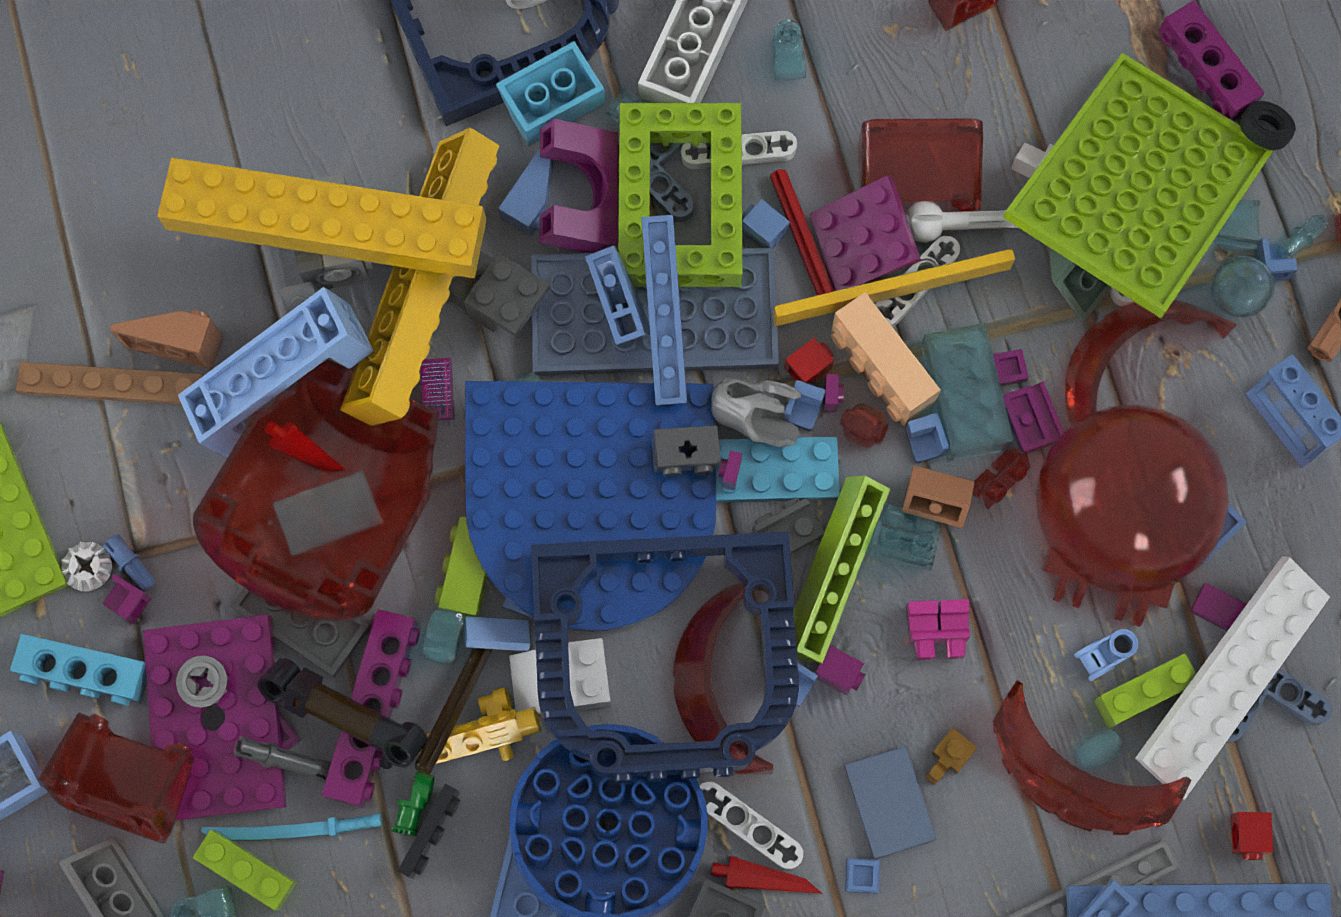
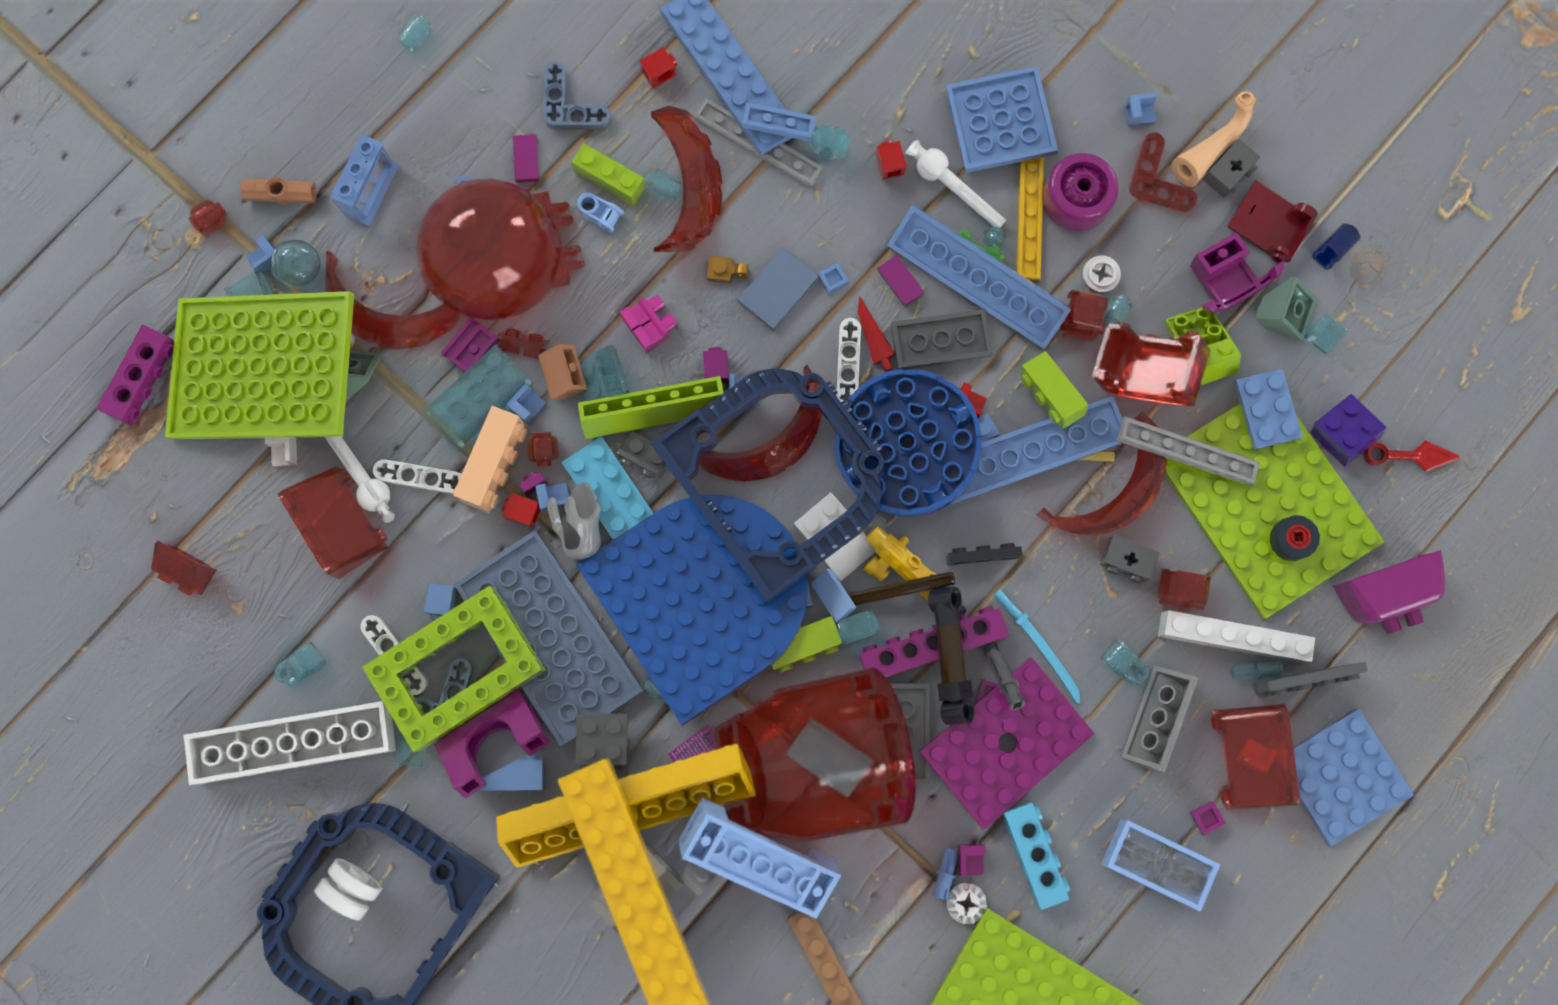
camera: 125 degrees left, 5 degrees up
(118, 778) = (1085, 773): clear red windscreen -> none
(173, 336) = (773, 950): nougat slope -> none
(189, 688) = (1000, 770): light grey gear -> none
(245, 870) = (1085, 653): lime brick -> none
(296, 443) = (798, 806): red bar -> none
(410, 811) = (978, 576): green connector -> none
(550, 89) = (431, 811): medium azure slope -> none
(618, 296) = (558, 658): medium blue slope -> none
(664, 309) = (547, 620): medium blue plate -> none
(700, 440) = (627, 536): dark grey brick -> none
(729, 470) = (629, 512): magenta plate -> none
(801, 232) = (432, 571): red axle -> none
(865, 235) = (408, 526): magenta plate -> none
(895, 286) = (435, 485): yellow tile -> none
(1011, 367) = (442, 378): magenta plate -> none
(1233, 675) = (566, 126): white plate -> none
(1261, 135) = (155, 306): black tyre -> none
(1302, 237) = (235, 247): clear light blue axle -> none

